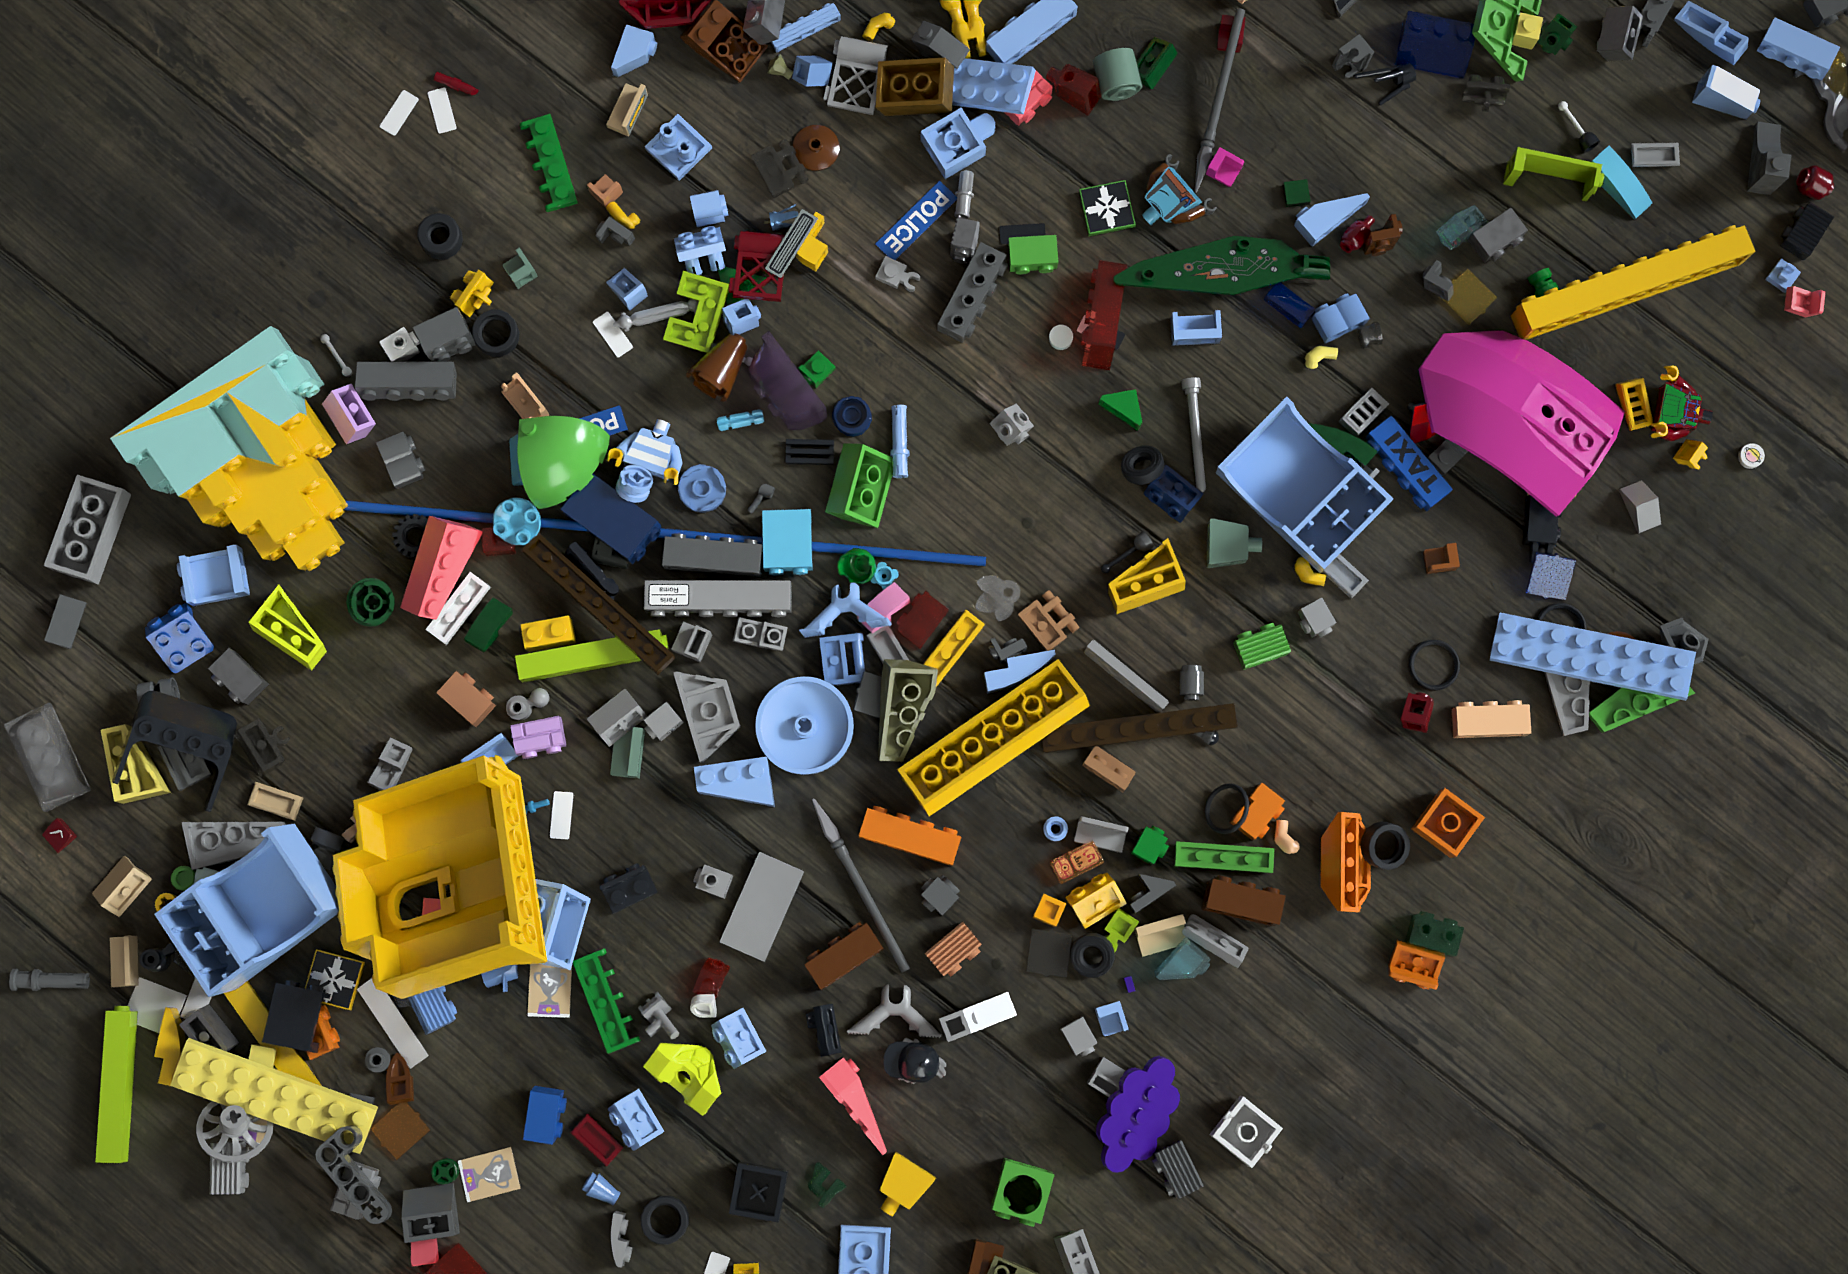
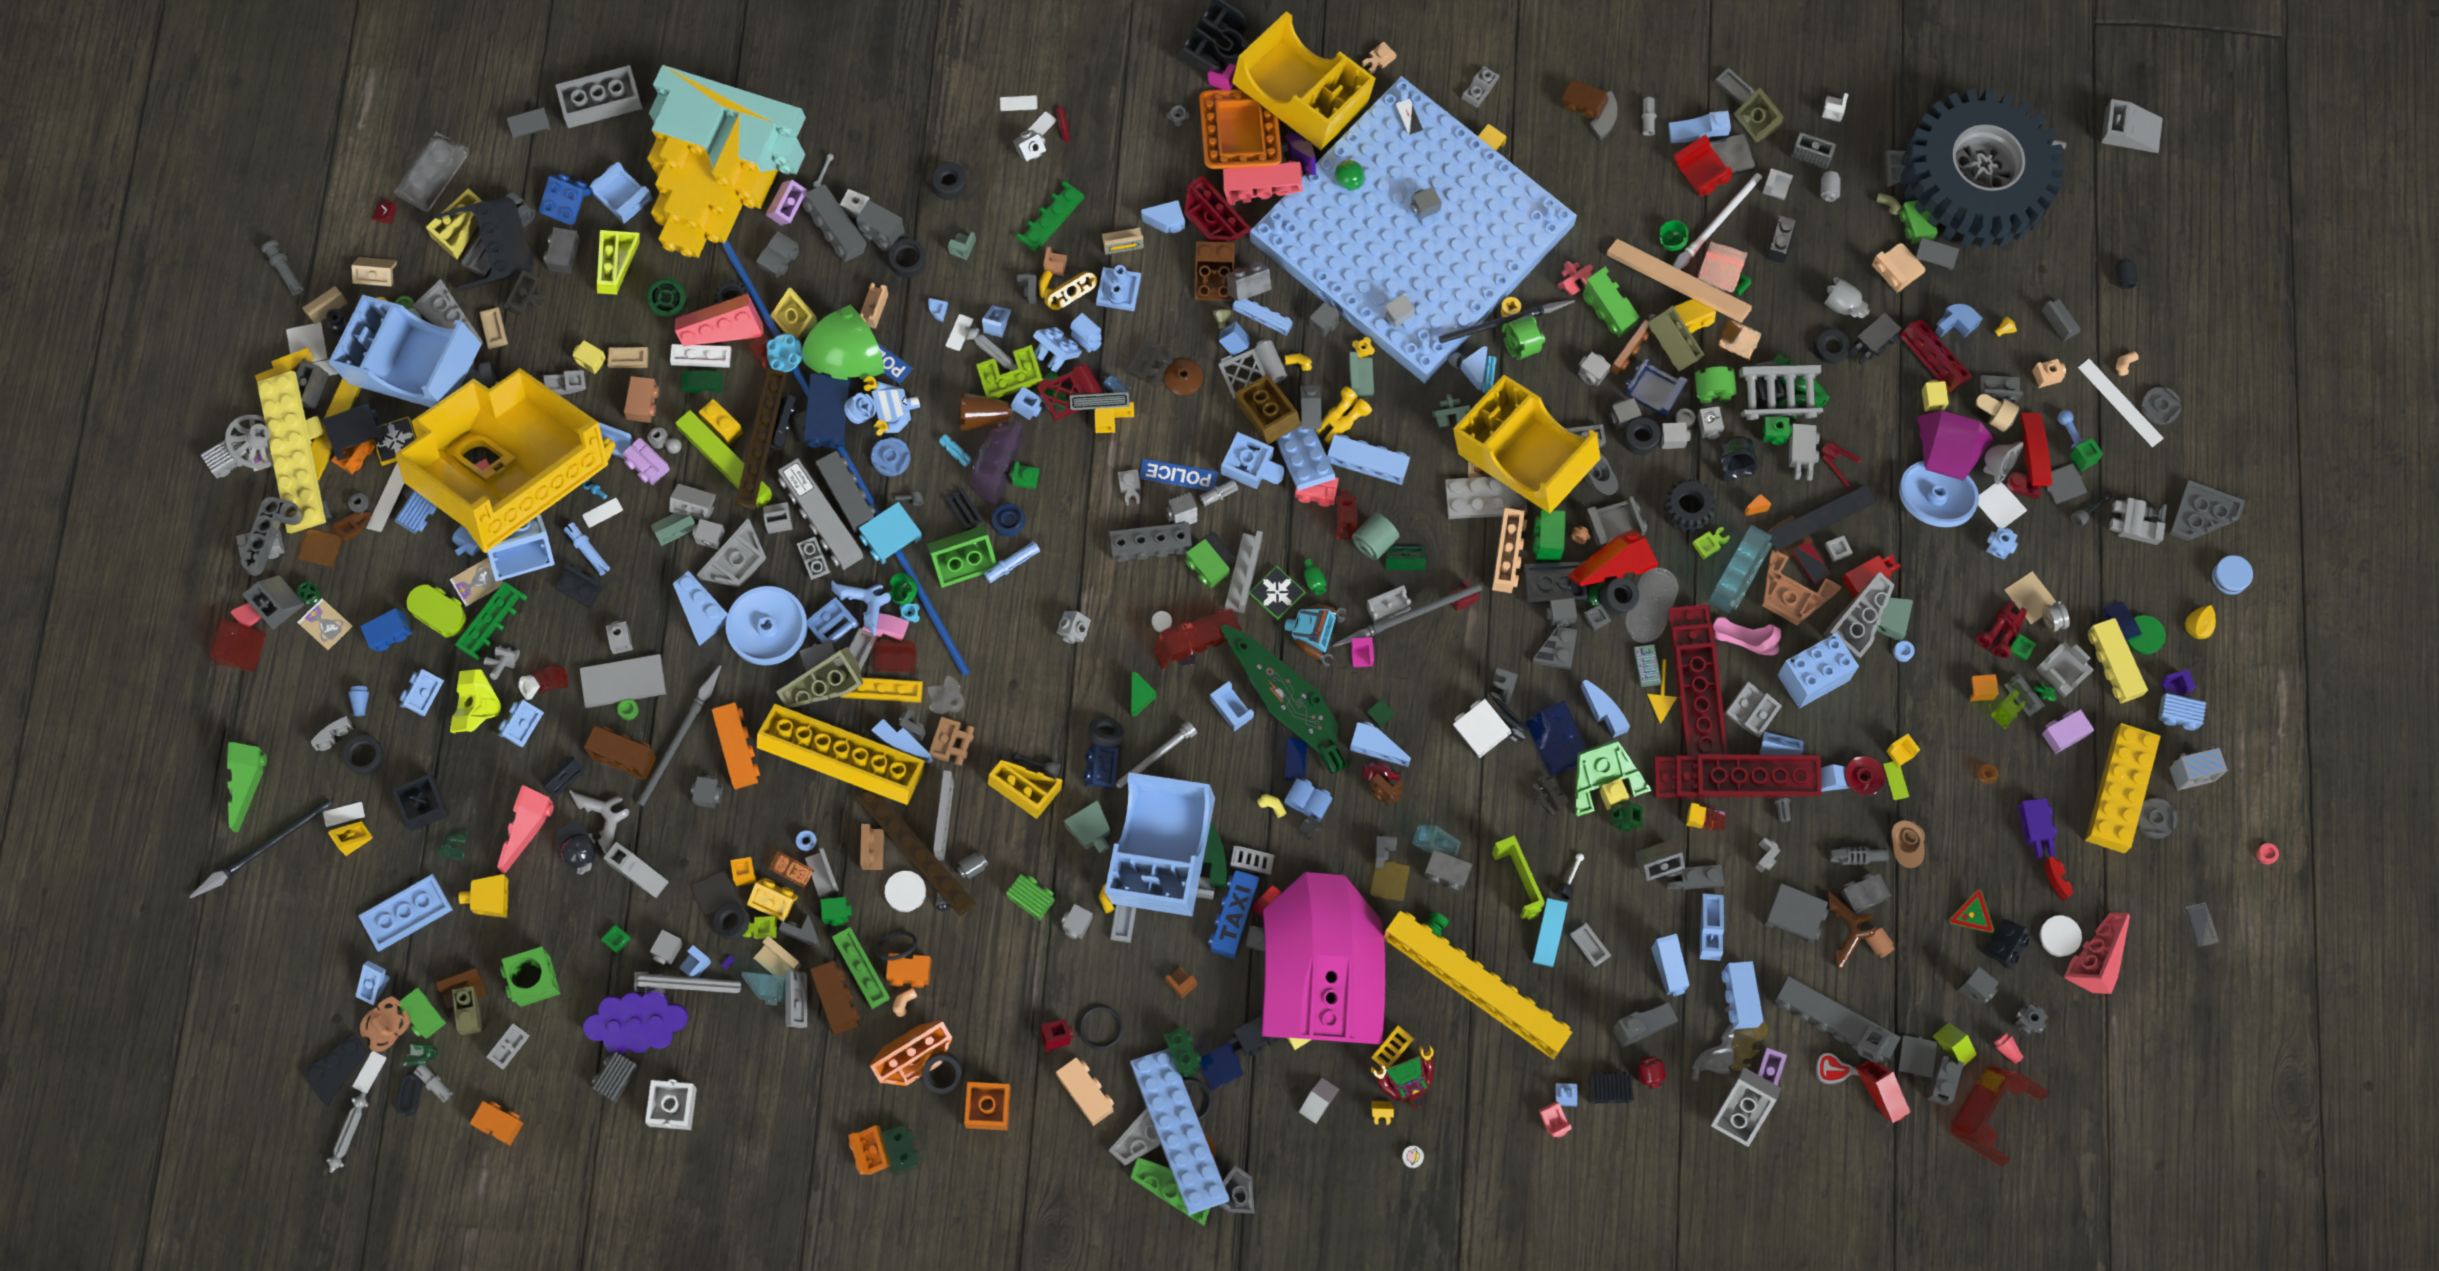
camera: 55 degrees right, 10 degrees down
(116, 1085) = (238, 352): lime brick -> none
(379, 722) = (589, 356): none -> light yellow brick
(406, 683) = (627, 357): none -> tan tile
(458, 130) = (1030, 145): none -> brick
(474, 294) = (924, 226): yellow hips -> none
(481, 486) = (794, 315): none -> light yellow slope
(556, 1049) = (436, 610): none -> lime brick
(572, 338) = (938, 308): none -> light blue tile
(593, 855) = (581, 542): none -> light blue pin
(597, 1140) = (392, 677): dark red tile -> none
(653, 186) = (1061, 302): none -> yellow beam
(795, 920) = (627, 709): none -> bright green tile
(954, 949) = (674, 825): nougat brick -> none
(1032, 1081) = (616, 939): none -> green tile
(1065, 223) = (1244, 572): none -> light grey fence
(1117, 161) = (1314, 578): none -> green plant
(1133, 1037) = (688, 983): none -> light grey axle
(1173, 764) = (905, 891): none -> white tile
(1193, 110) = (1388, 604): none -> light grey hinge
(1380, 107) = (1481, 727): none -> white brick
(1514, 602) = (1181, 1051): none -> dark green brick

